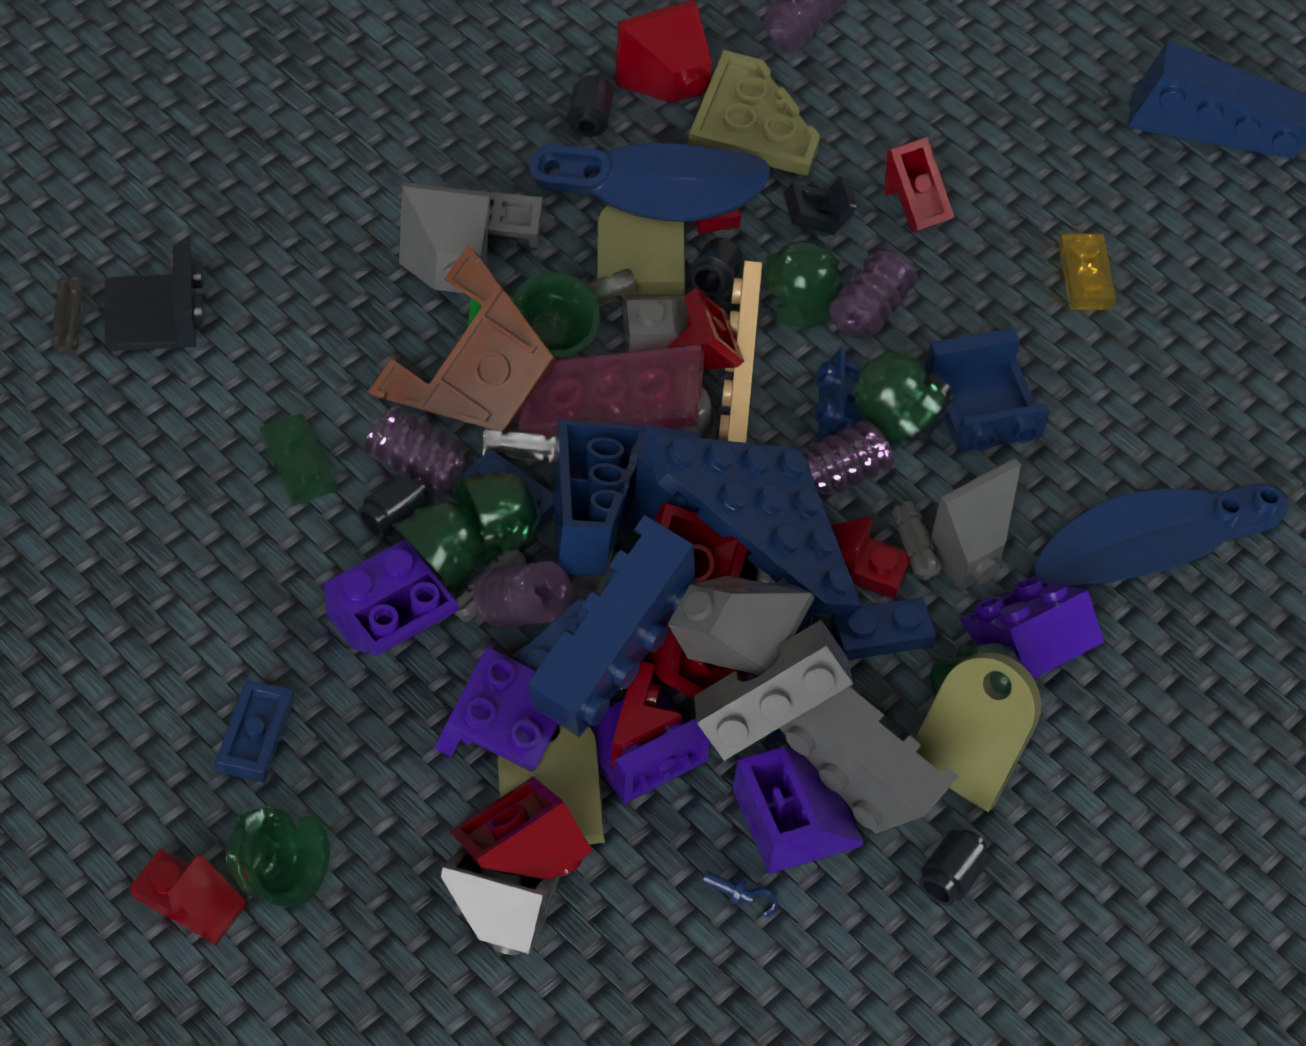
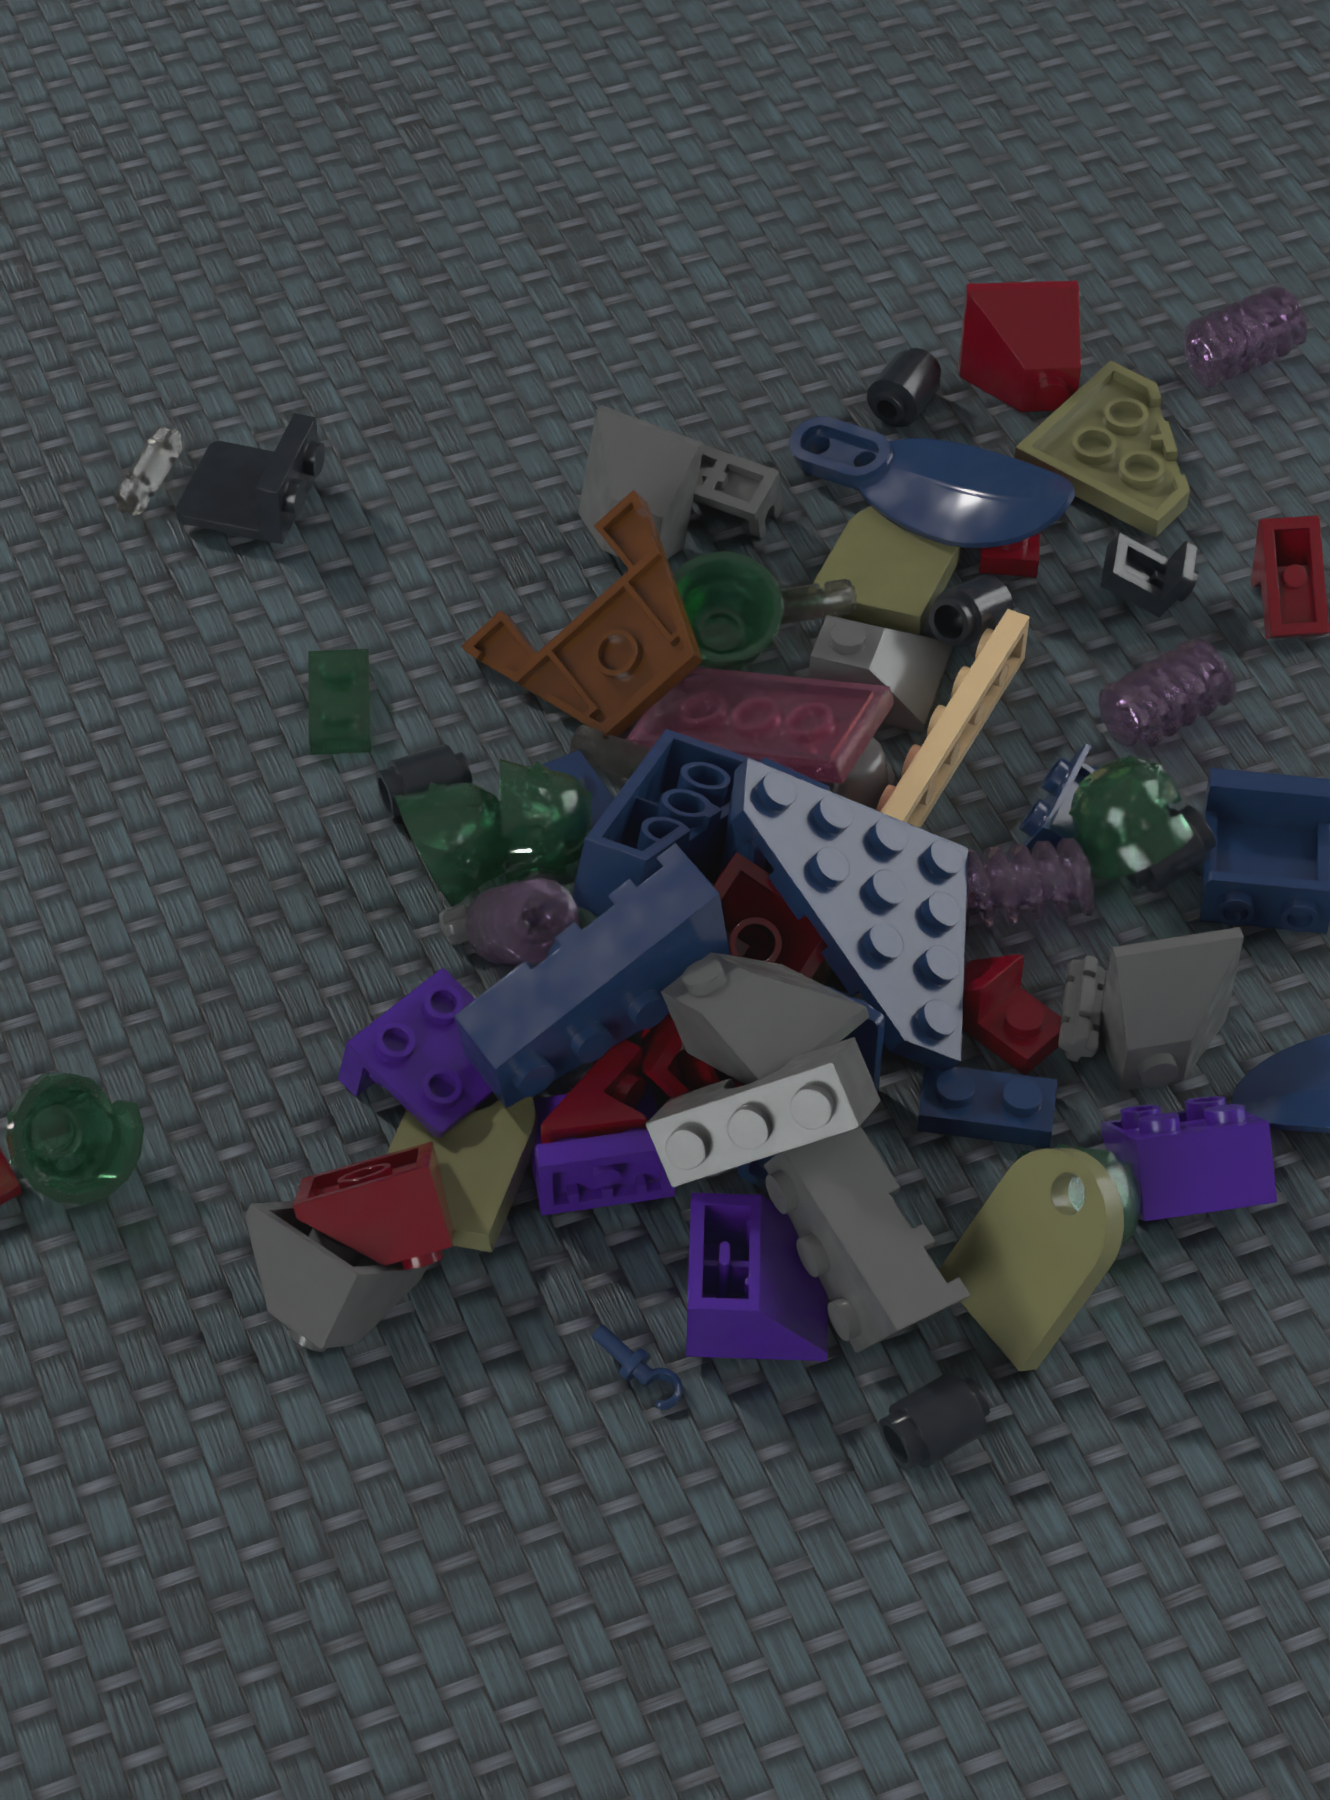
camera: 25 degrees right, 5 degrees down
(254, 731) = (126, 992): dark blue plate -> none
(386, 600) = (355, 880): dark purple slope -> none
(414, 451) = (481, 722): clear purple piece -> none
(711, 330) = (918, 681): dark red slope -> none
(806, 279) = (1082, 652): clear green helmet -> none

